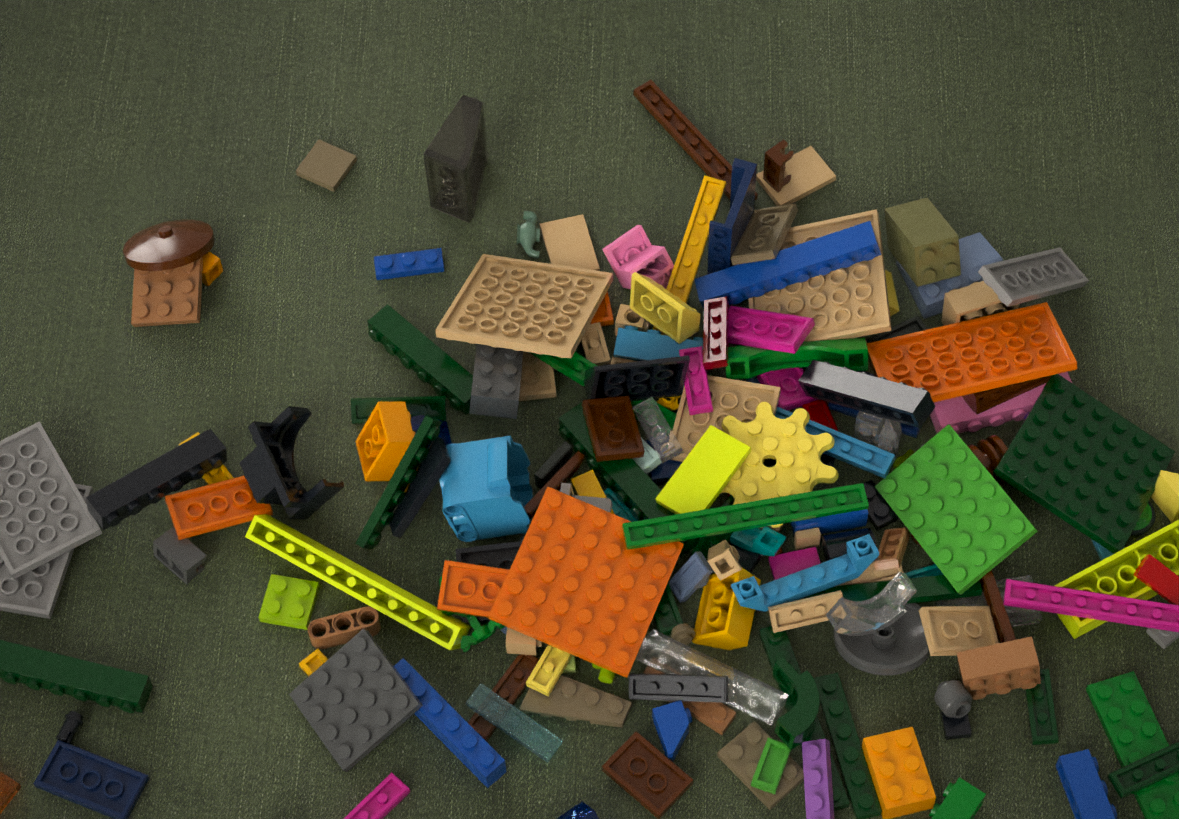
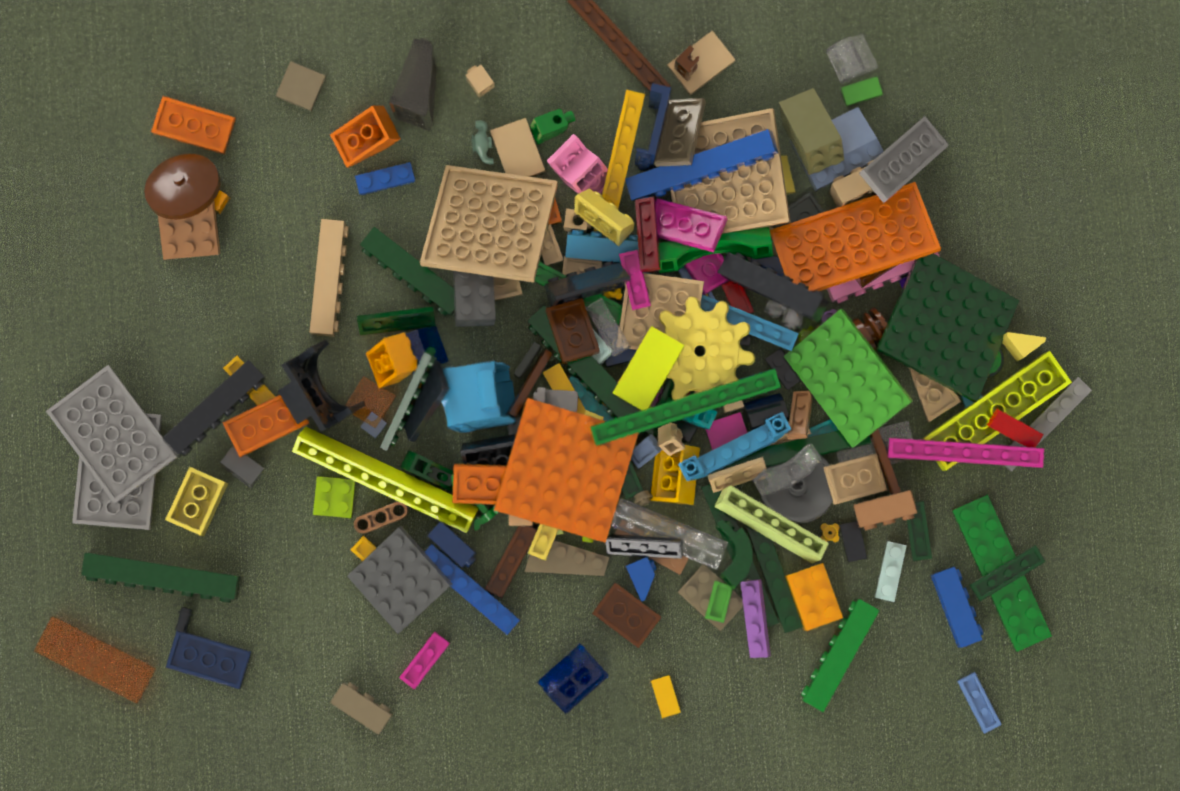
camera: 10 degrees left, 25 degrees up
(115, 585) = (196, 501): none -> light yellow brick
(195, 194) = (193, 125): none -> orange tile
(324, 355) = (327, 277): none -> tan brick
(351, 524) = (371, 430): none -> sand blue tile
(354, 500) = (375, 401): none -> clear orange tile
(392, 216) = (365, 135): none -> orange slope
(411, 576) = (428, 470): none -> dark green slope
(430, 662) = (452, 545): none -> dark blue window
(514, 722) = (522, 583): clear light blue tile -> none
(534, 173) = (479, 80): none -> tan brick
(610, 220) = (550, 125): none -> green torso
(847, 673) = (771, 524): none -> yellowish green brick
(923, 692) = (833, 528): none -> yellow plate
(953, 699) = (852, 535): dark grey head -> none
(973, 182) = (851, 58): none -> clear brick
(984, 219) = (861, 91): none -> bright green tile
(1002, 755) = (890, 571): none -> light aqua plate
(1065, 545) = (933, 396): none -> tan wing

